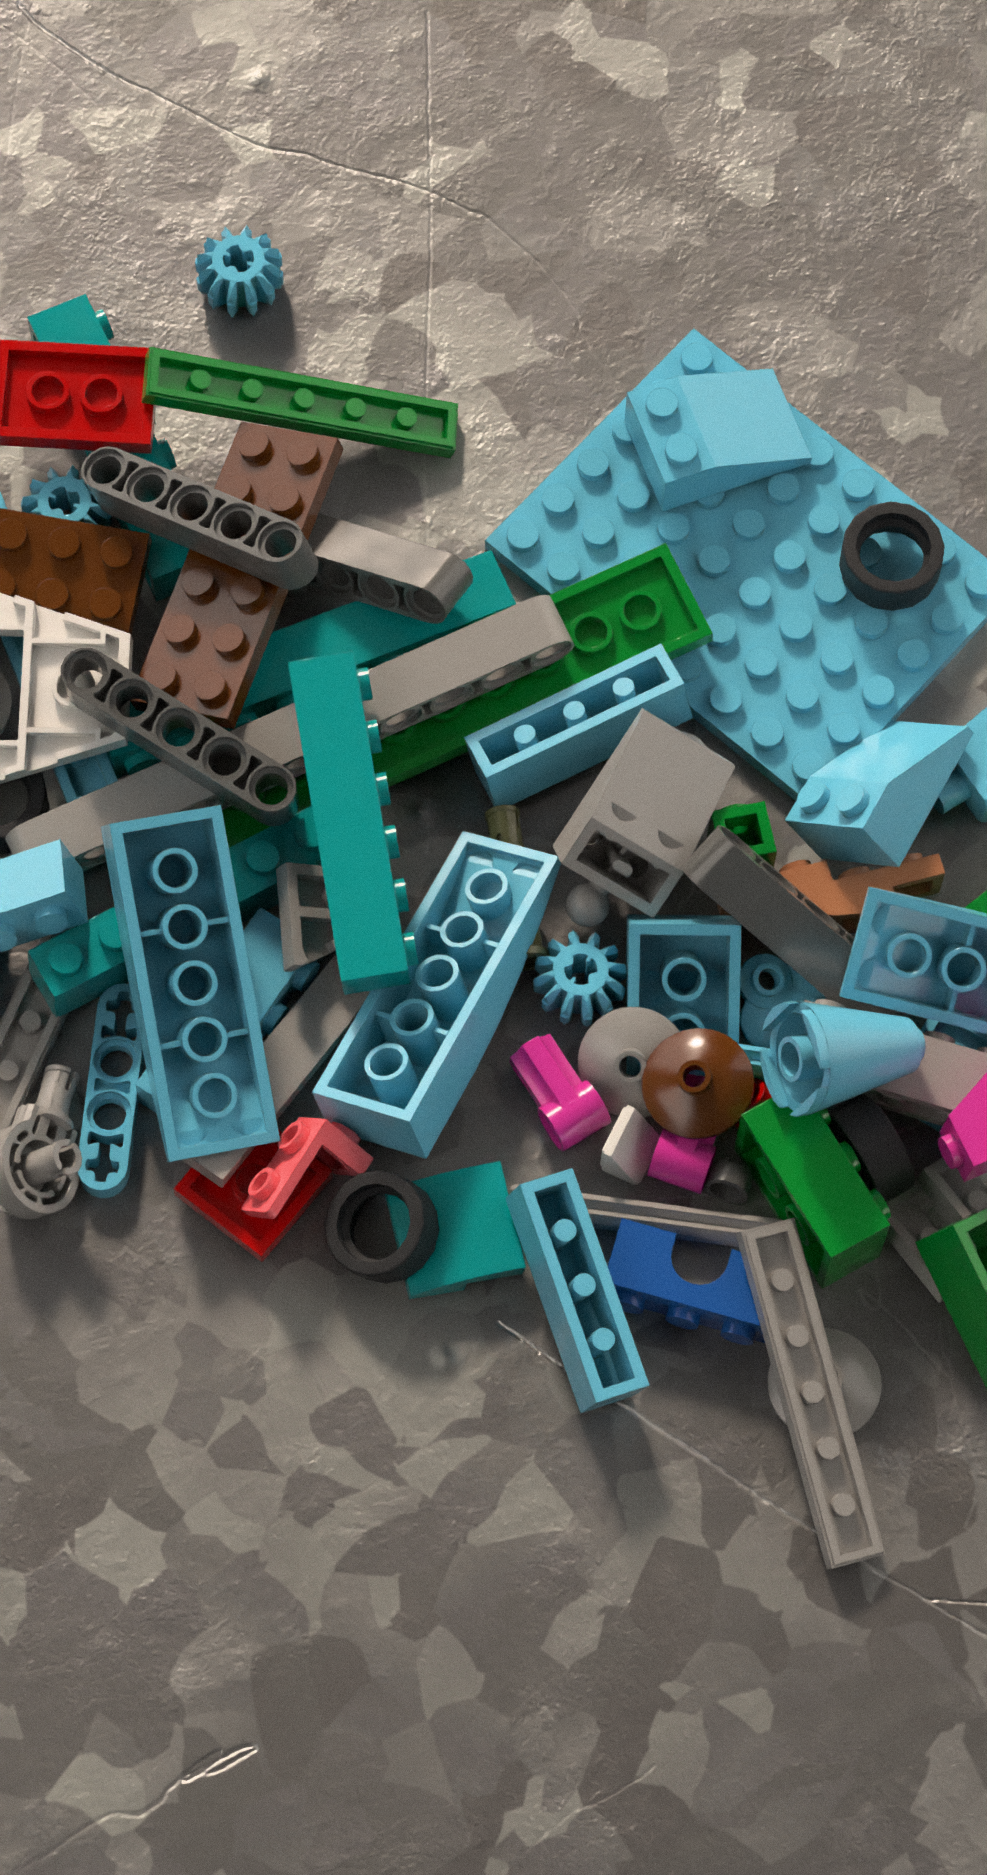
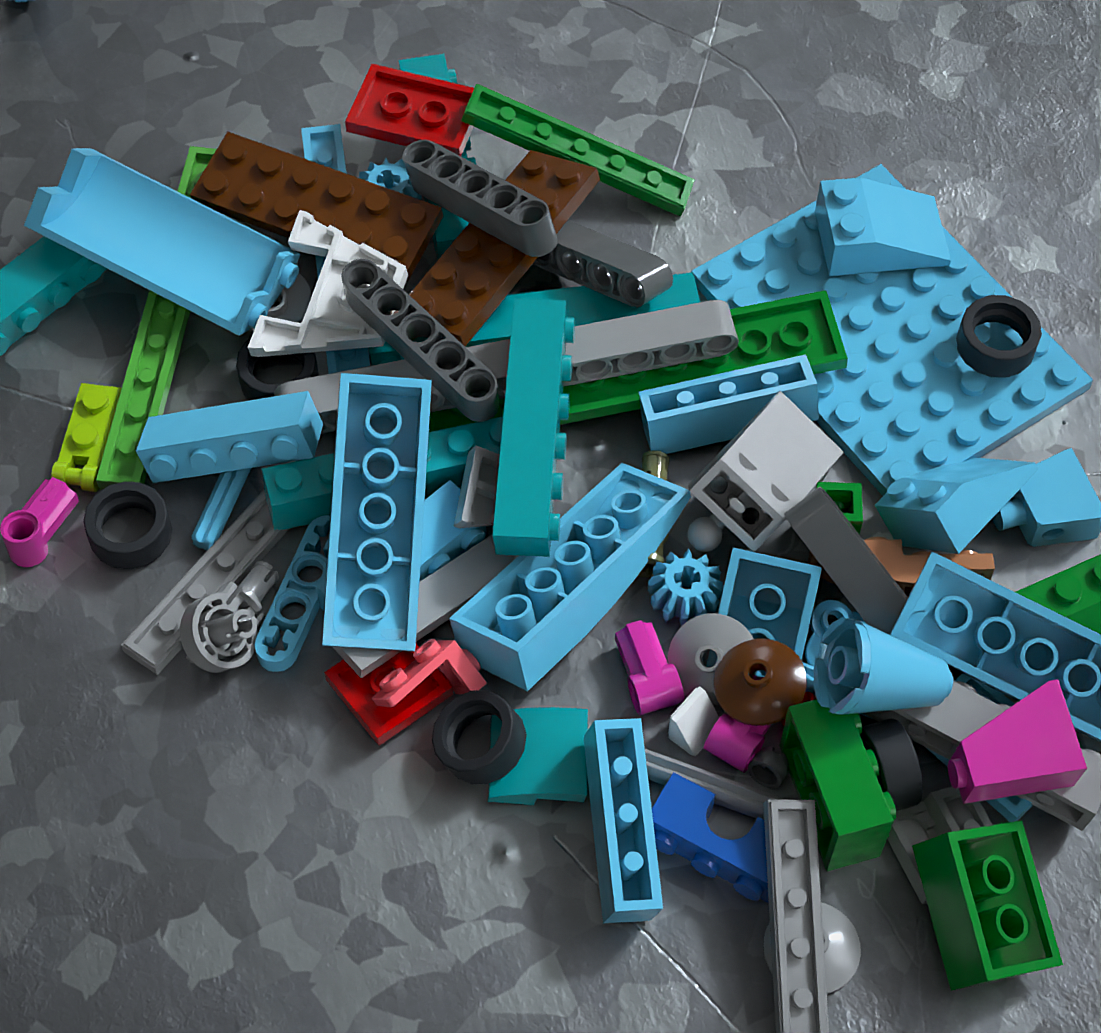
camera: 15 degrees right, 10 degrees down
(220, 268) = (559, 65): medium azure gear -> none

